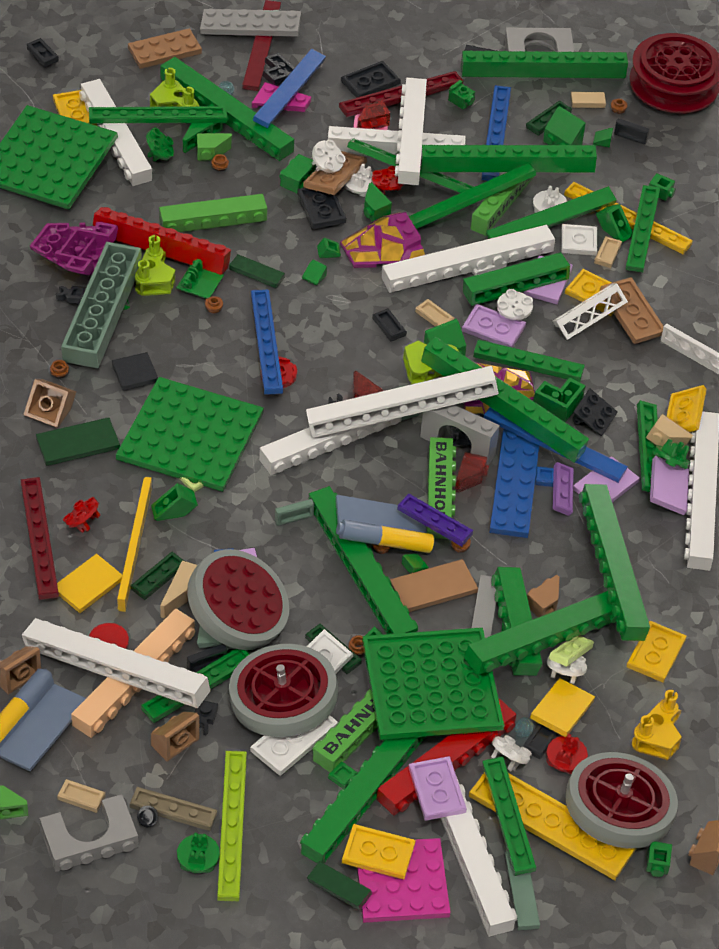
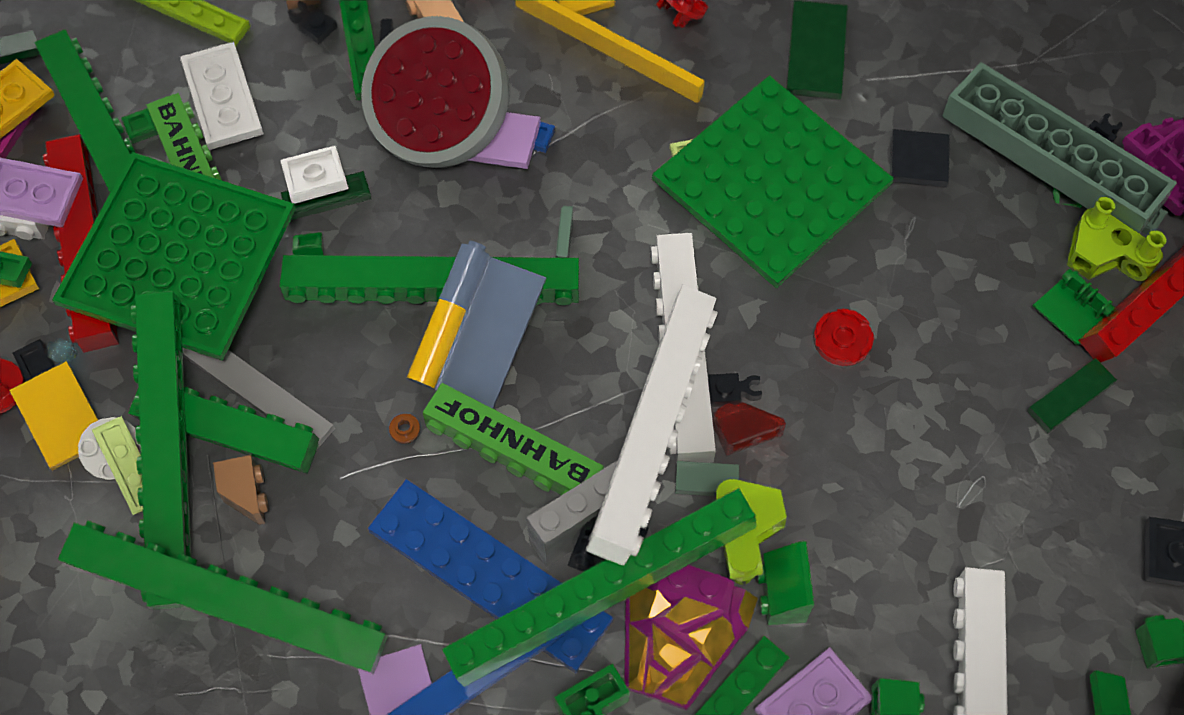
camera: 120 degrees right, 15 degrees up
(49, 402) = (898, 36): medium nougat slope -> none
(59, 368) = (958, 65): dark orange plate -> none
(157, 576) = (549, 55): dark green tile -> none
(174, 503) = (649, 109): green slope -> none
(177, 592) = (523, 74): tan slope -> none
(214, 304) = (1015, 312): dark orange plate -> none
(266, 342) = (910, 340): blue tile -> none
(283, 690) = (281, 98): wheel -> none
(315, 272) = (1037, 476): green slope -> none
(328, 249) = (1089, 526): green slope -> none
(355, 641) = (309, 216): dark orange plate -> none
(383, 242) = (1074, 617): wedge -> none
(389, 325) = (881, 538): black tile -> none
(413, 563) = (400, 349): green slope -> none
(433, 313) = (877, 620): tan tile -> none
(434, 585) = (352, 359): medium nougat tile -> none
(435, 520) = (441, 392): dark purple tile -> none
(471, 471) = (518, 500): clear red slope -> none
(508, 748) = (20, 318): white plate -> none
(544, 476) = (463, 615): blue tile -> none
(563, 489) = (417, 621): medium lavender tile -> none
(657, 653) = (69, 604): yellow tile -> none

